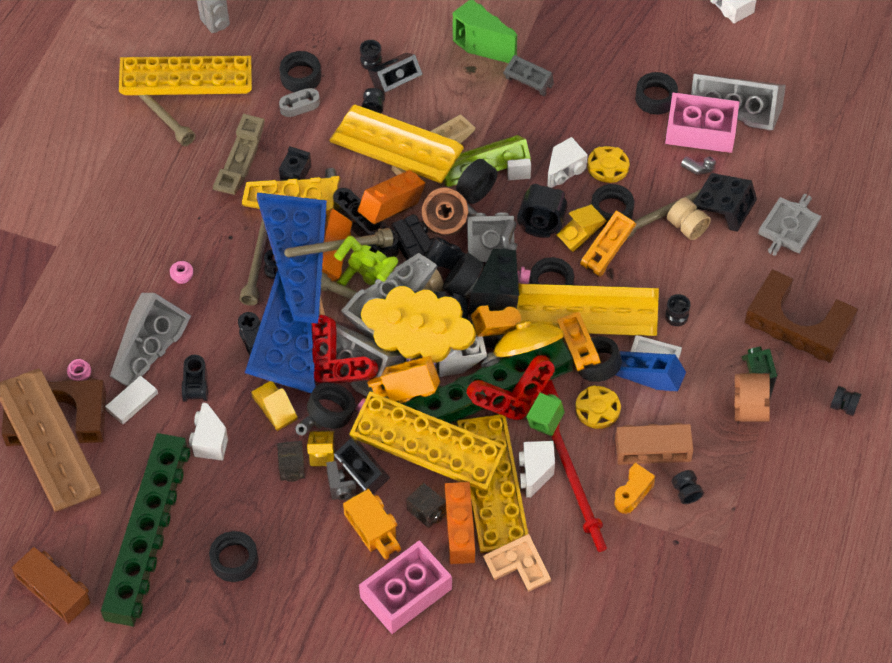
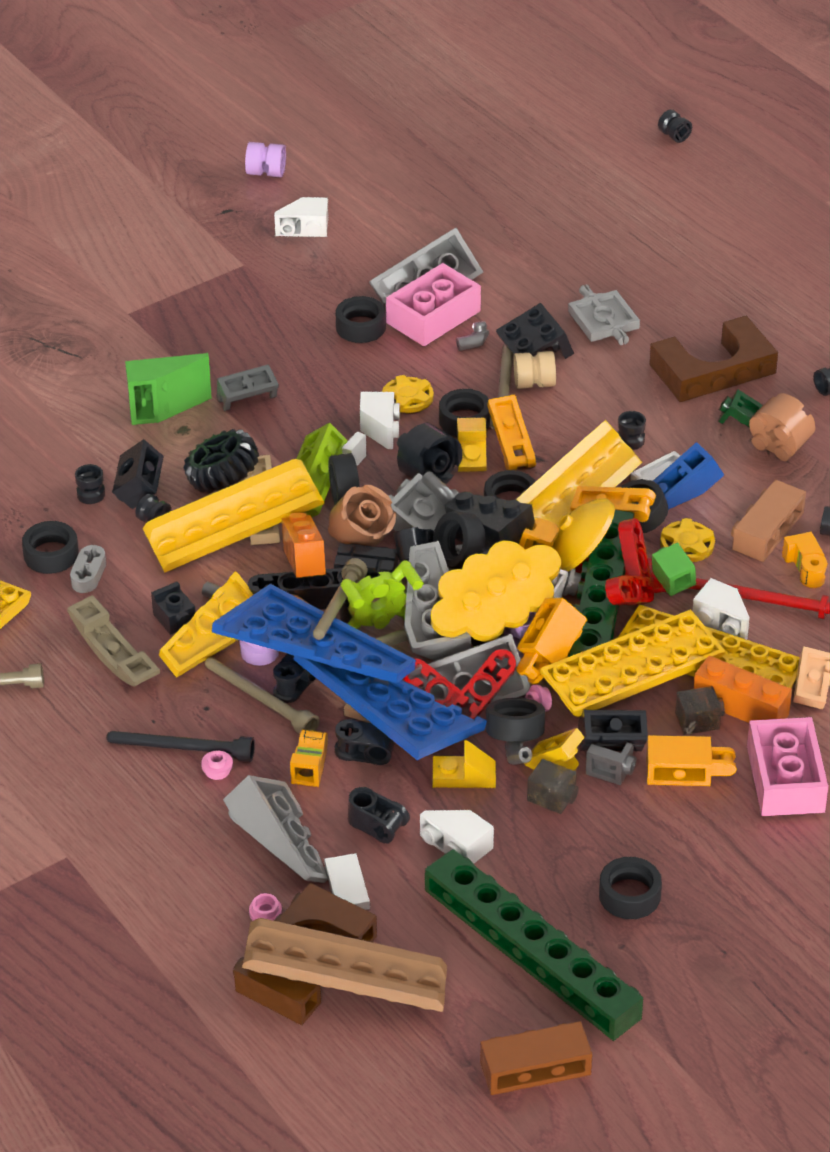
camera: 55 degrees left, 15 degrees down
(202, 276) = (240, 748): none -> black piece
(220, 315) = (309, 755): none -> light orange leg
(441, 106) = (221, 461): none -> black gear

